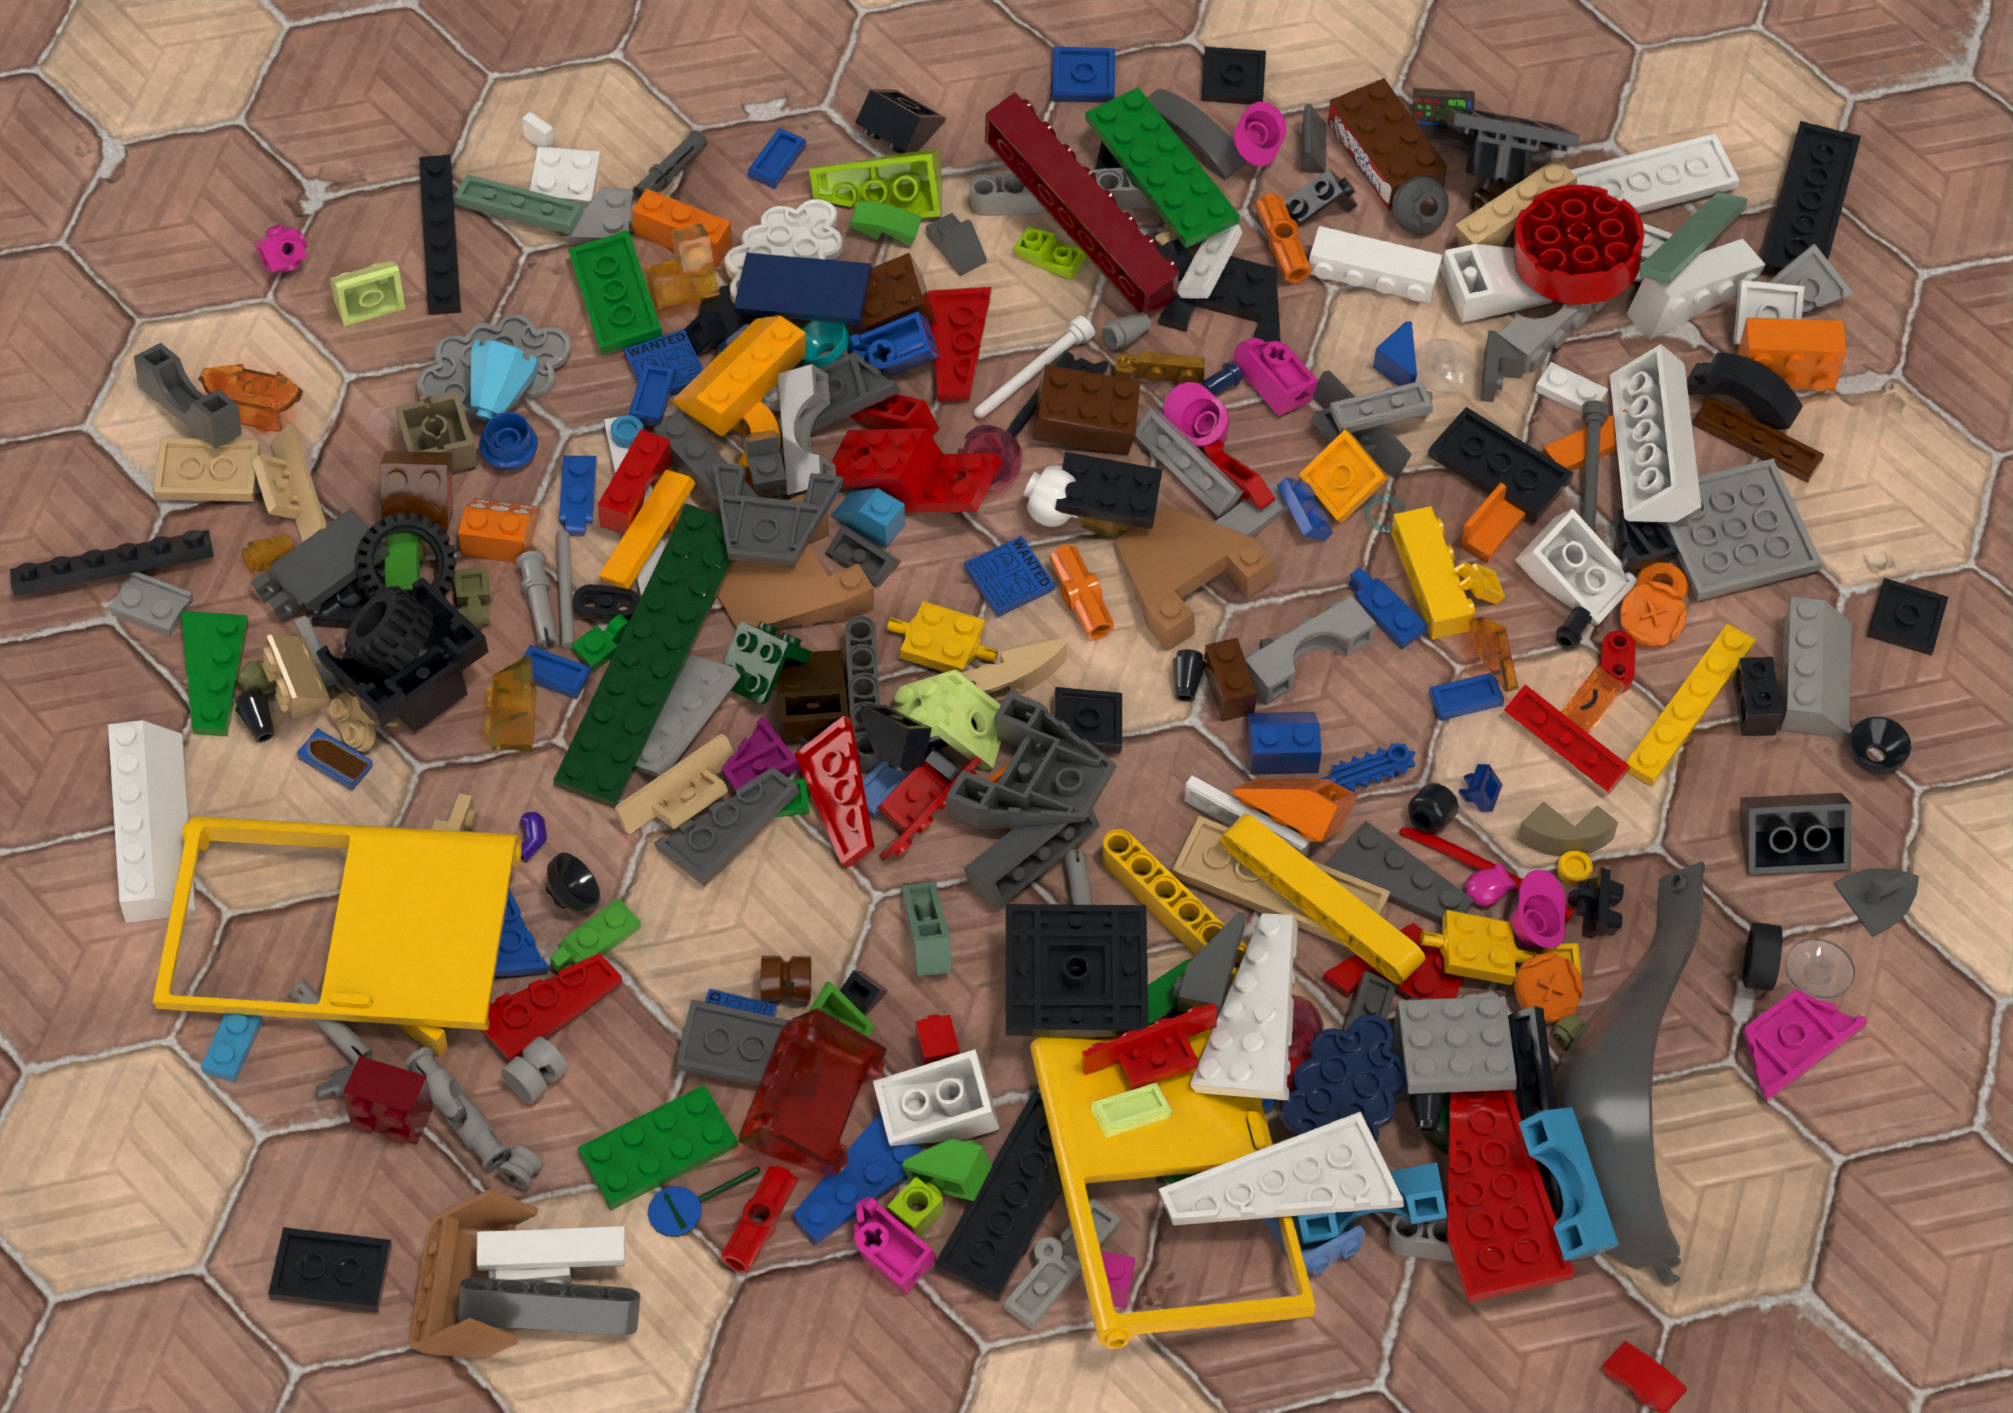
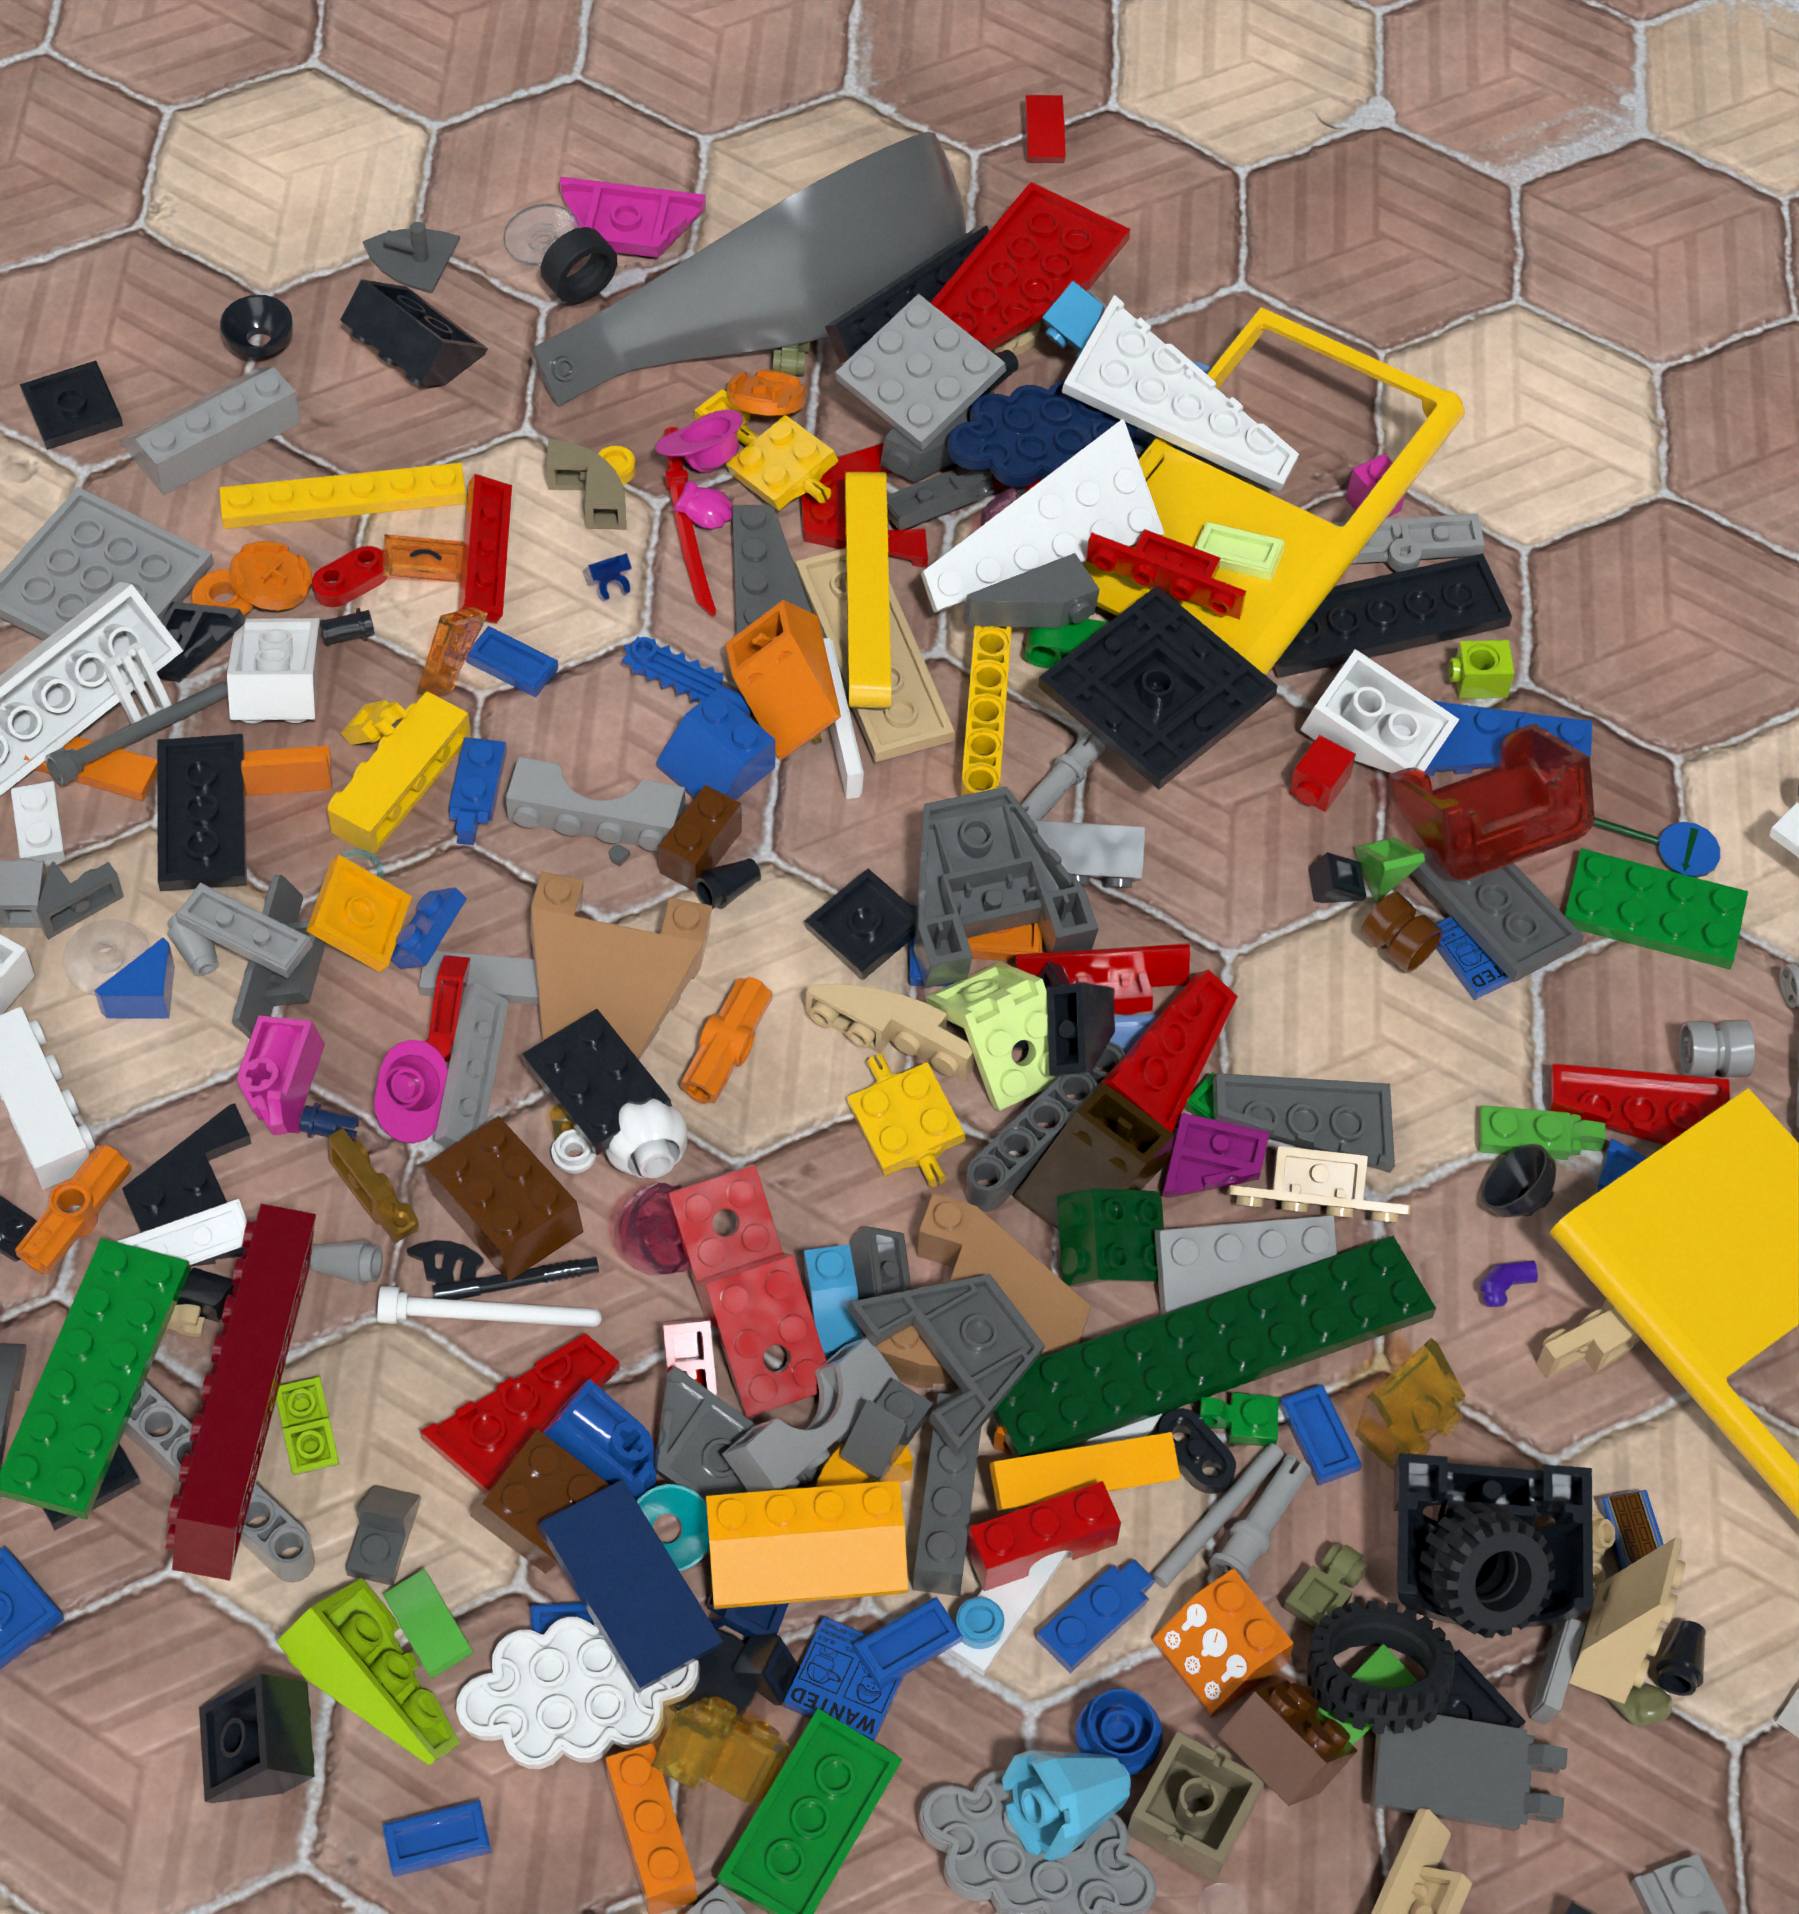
camera: 135 degrees left, 0 degrees up
(213, 665) = (1675, 1773): green wing -> none
(262, 553) = (1506, 1850): clear yellow cone -> none
(751, 1236) = (1639, 764): red piece -> none
(901, 1256) = (1539, 654): dark pink piece -> none
(927, 929) = (1222, 872): sand green slope -> none
(952, 1167) = (1425, 661): bright green slope -> none
(1009, 576) = (769, 1124): blue tile -> none
(1433, 808) = (671, 591): black head -> none
(1558, 1143) = (946, 232): dark azure arch -> none
(1593, 903) = (641, 417): black hips -> none
(1617, 477) = (150, 674): none -> white tile
(1757, 696) = (290, 440): black brick -> none

